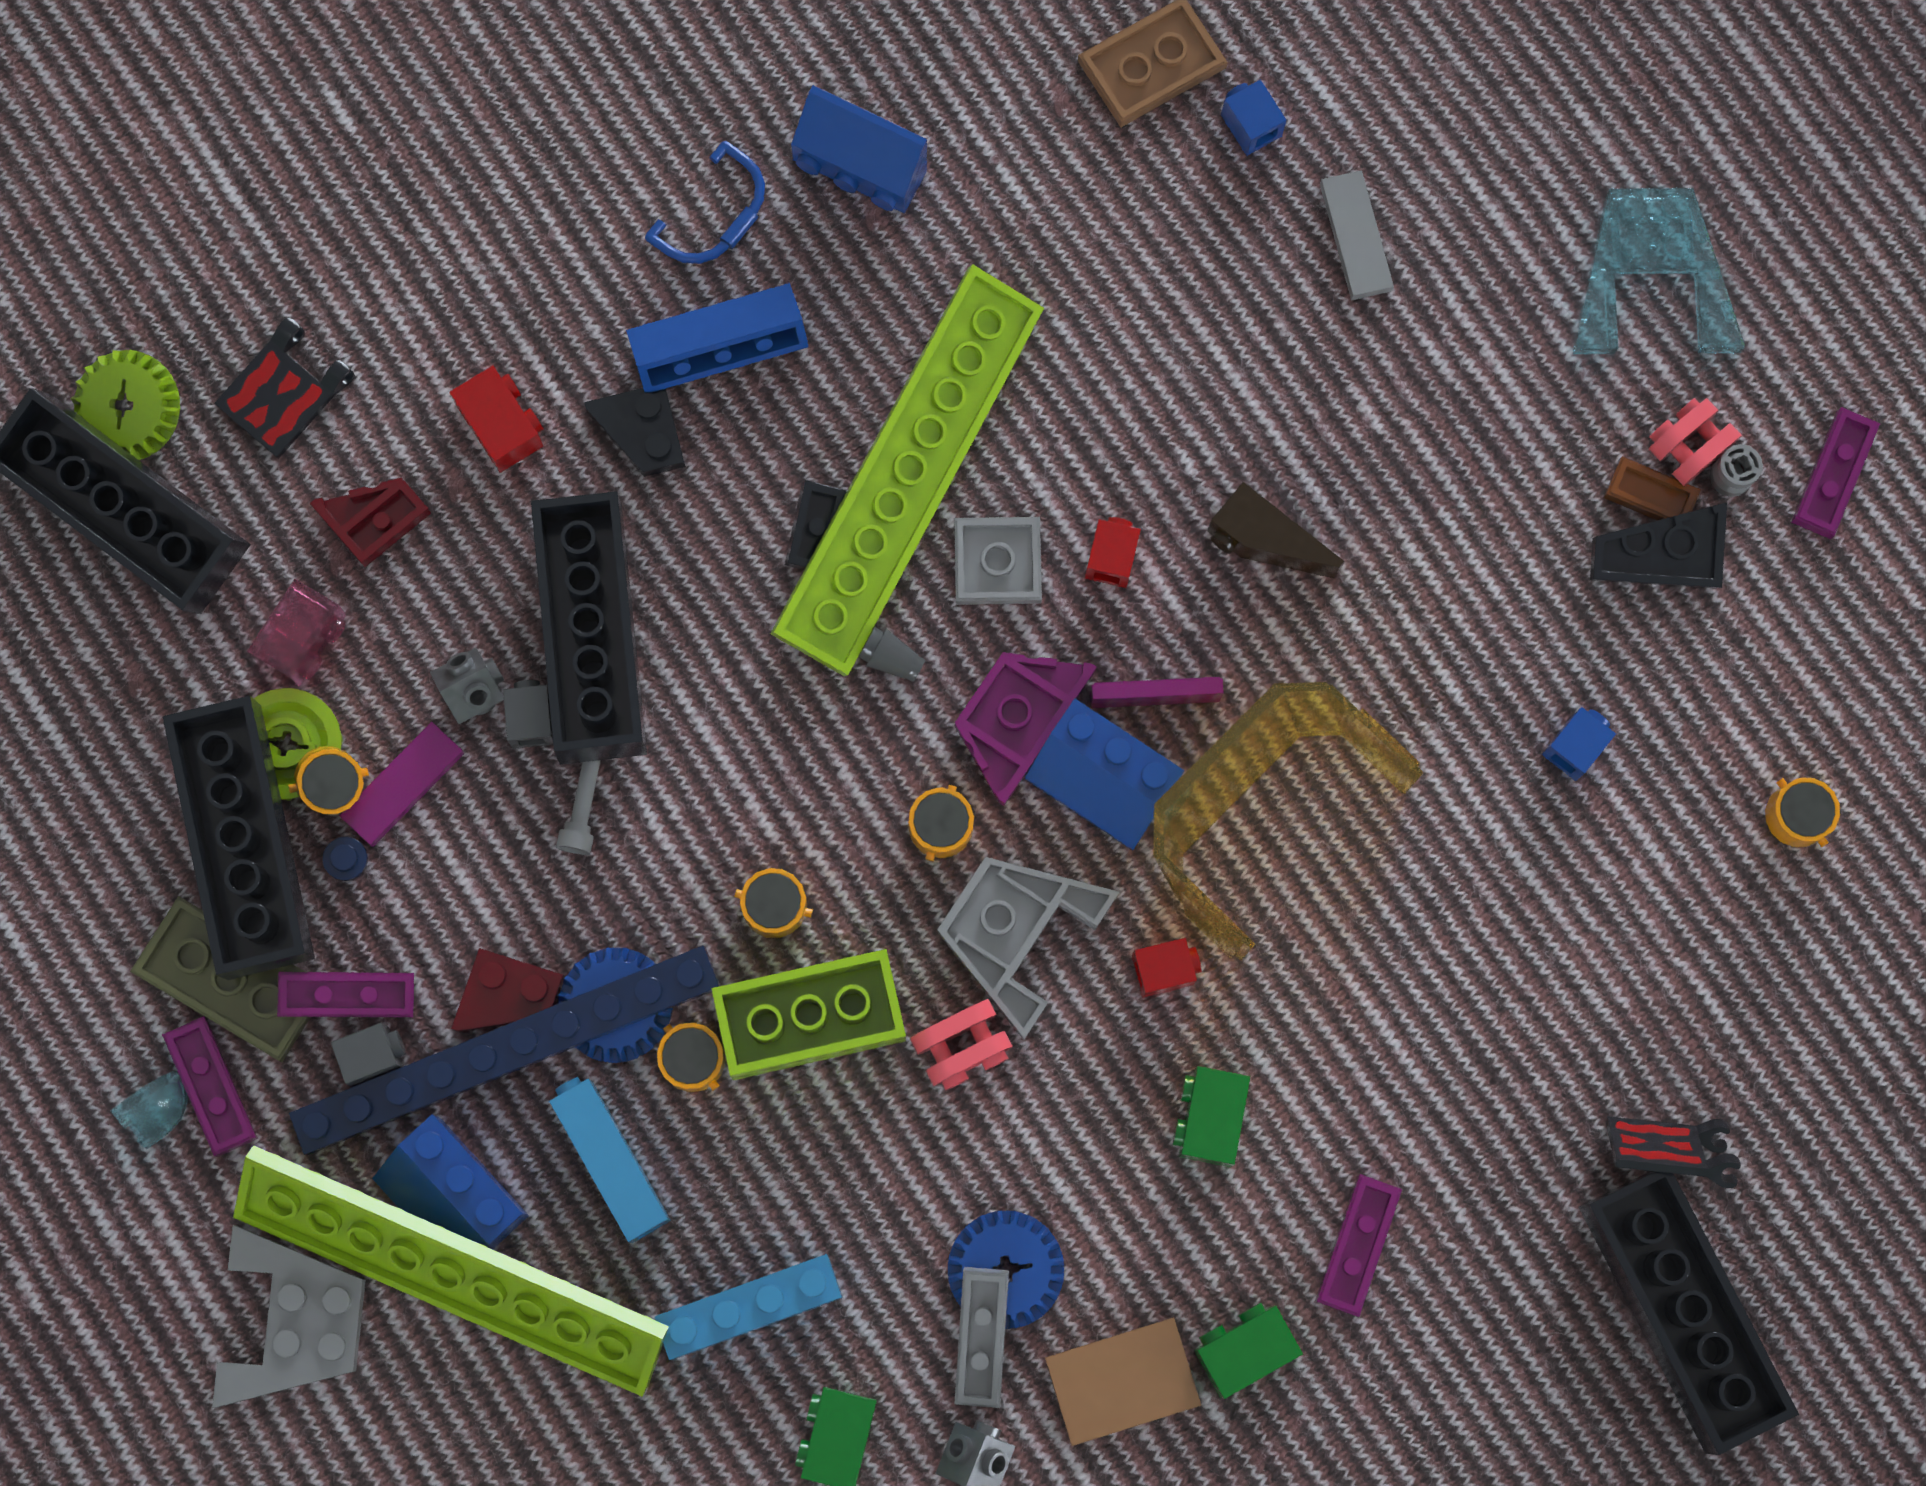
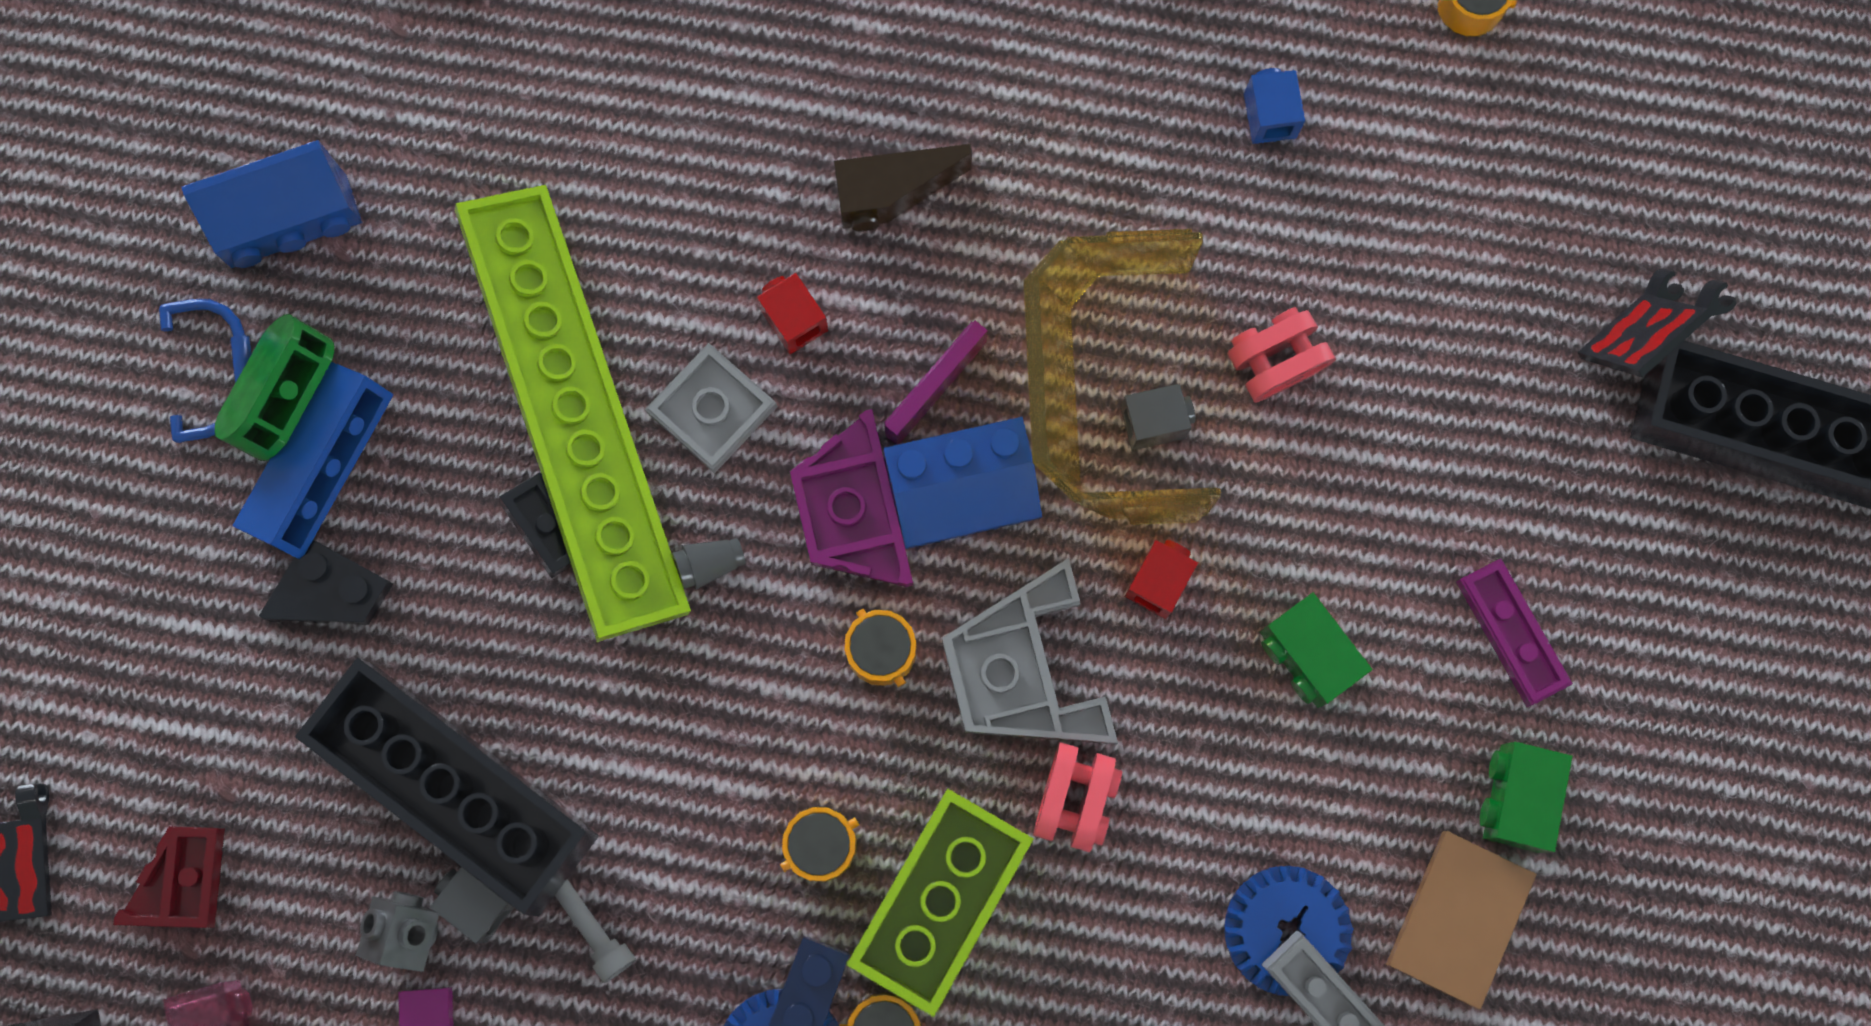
camera: 45 degrees left, 0 degrees up
(497, 418) = (199, 699): red brick -> none
(740, 268) = (274, 388): none -> green brick
(1276, 863) = (1157, 416): none -> dark grey brick
(1424, 898) = (1288, 329): none -> coral brick

